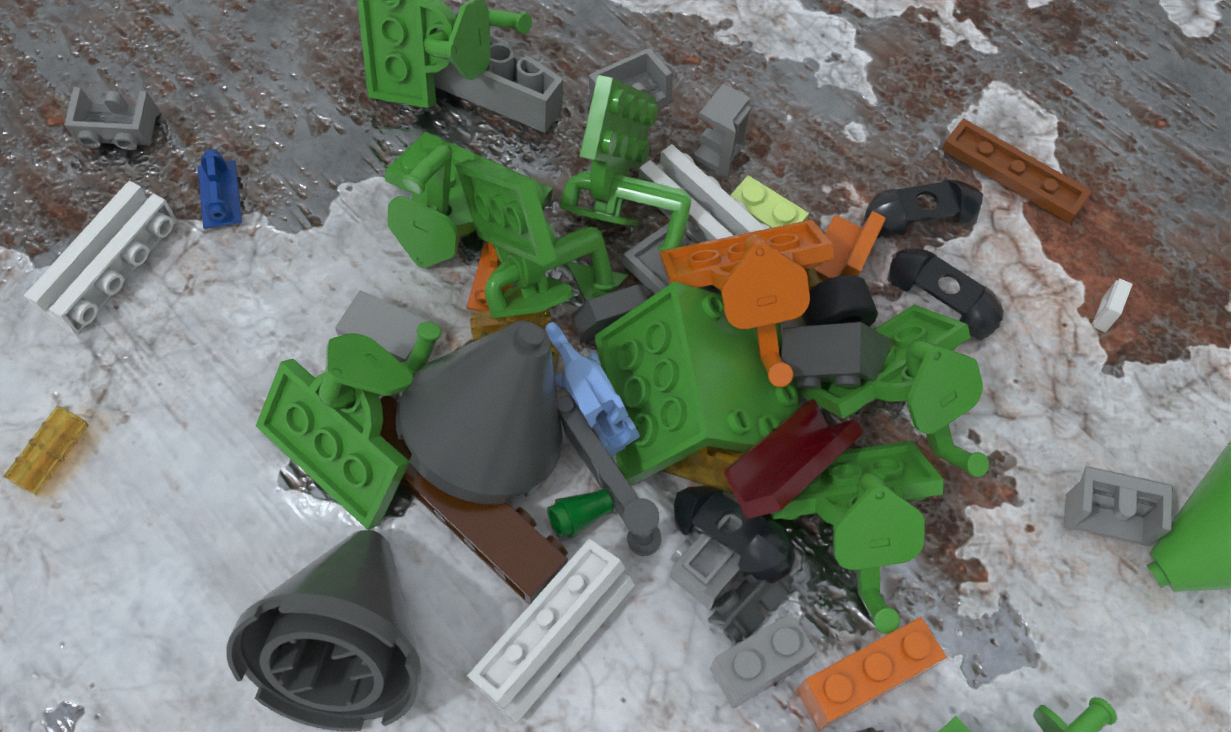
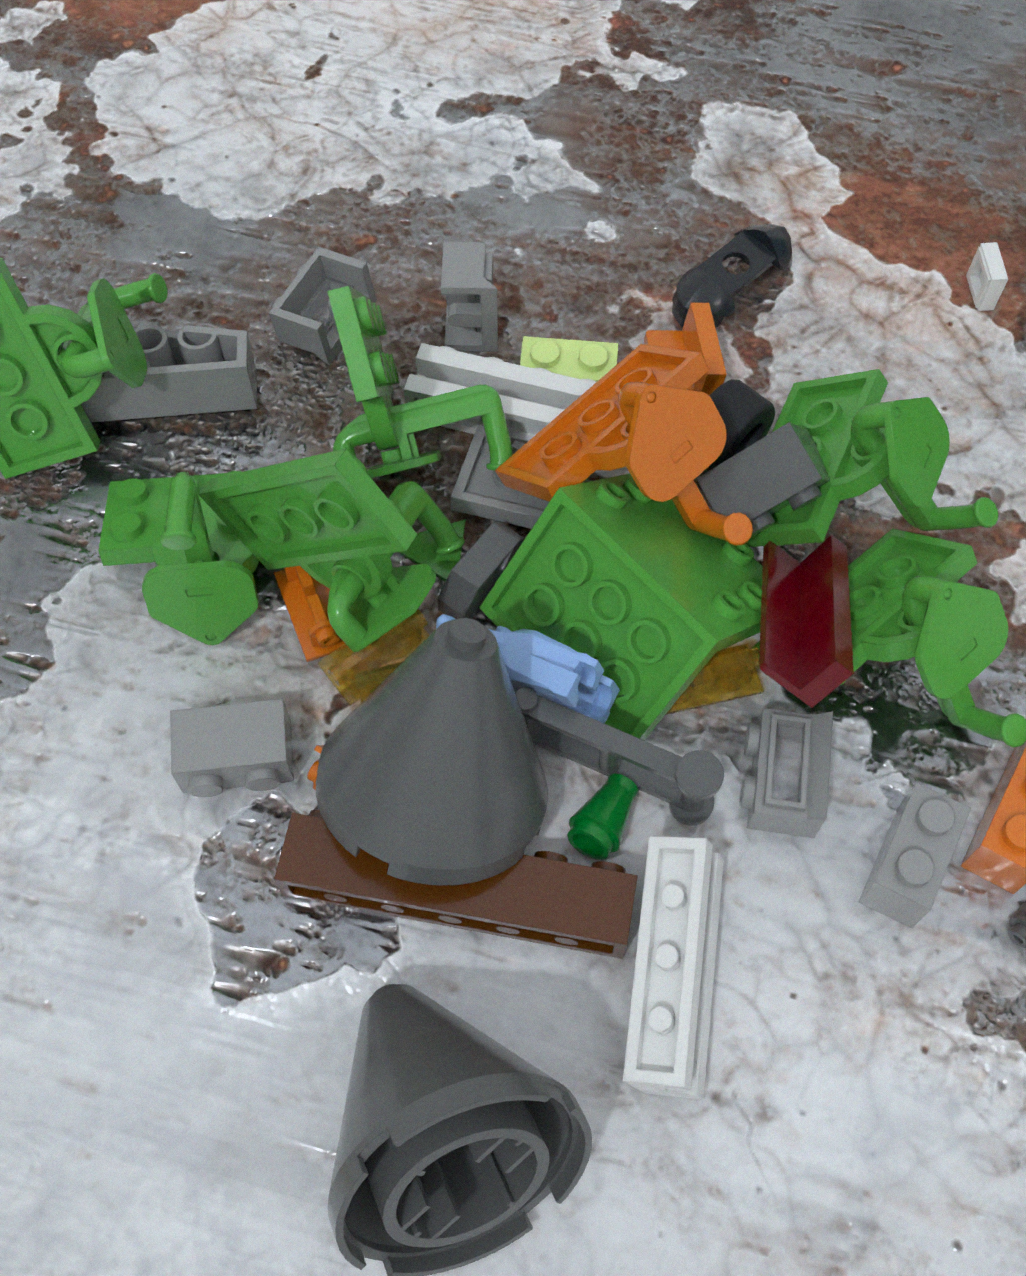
camera: 30 degrees left, 0 degrees up
(336, 419) = (263, 902): bright green plate -> none
(738, 609) = (854, 774): dark grey hinge -> none
(761, 543) = (833, 727): black piece -> none
(974, 302) = (783, 338): black piece -> none
(1016, 170) = (796, 186): dark orange plate -> none

